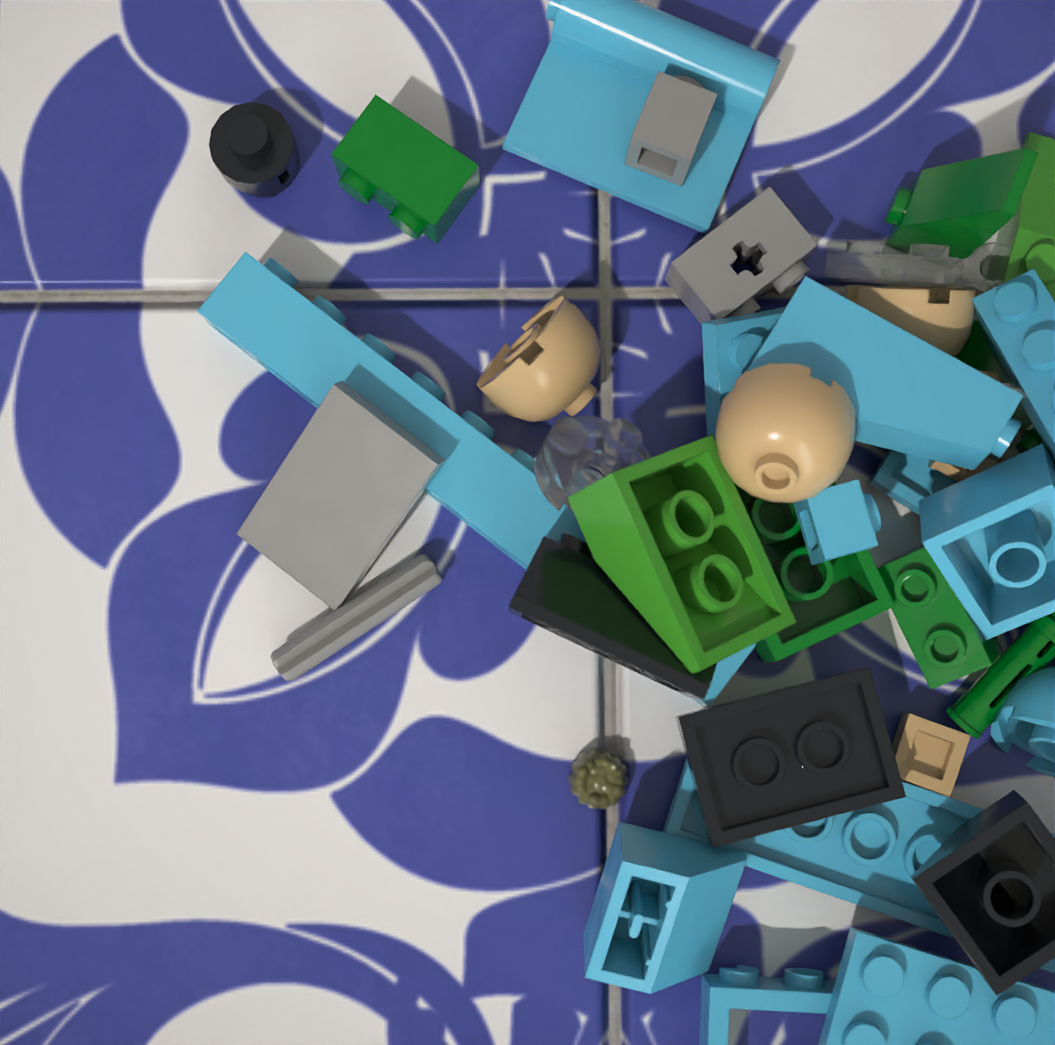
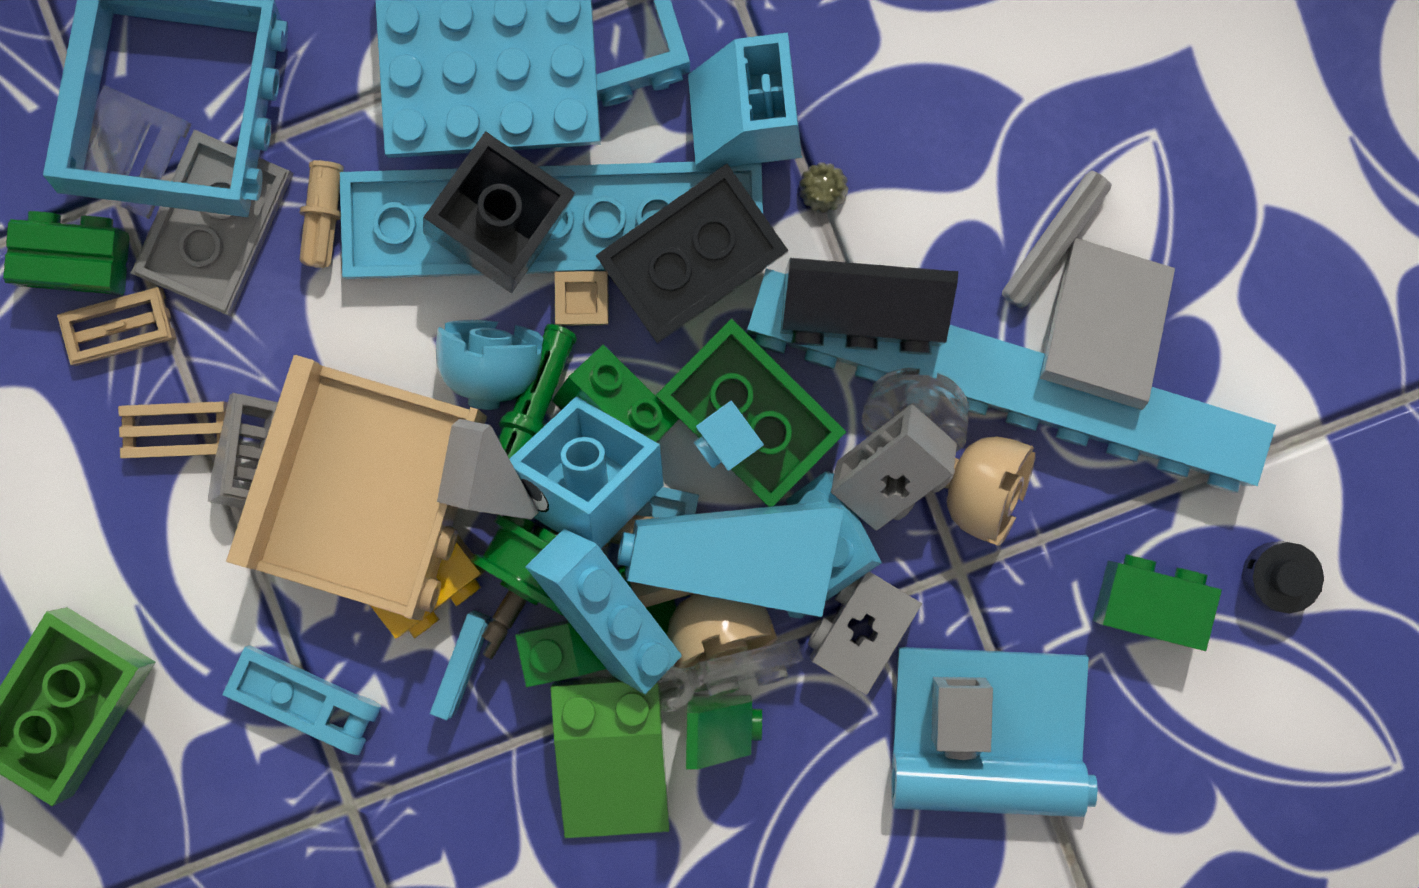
camera: 160 degrees right, 5 degrees up
(641, 416) = (895, 468): none -> light grey brick
(684, 553) = (836, 366): bright green slope -> none
(784, 432) = (796, 483): tan cylinder -> none

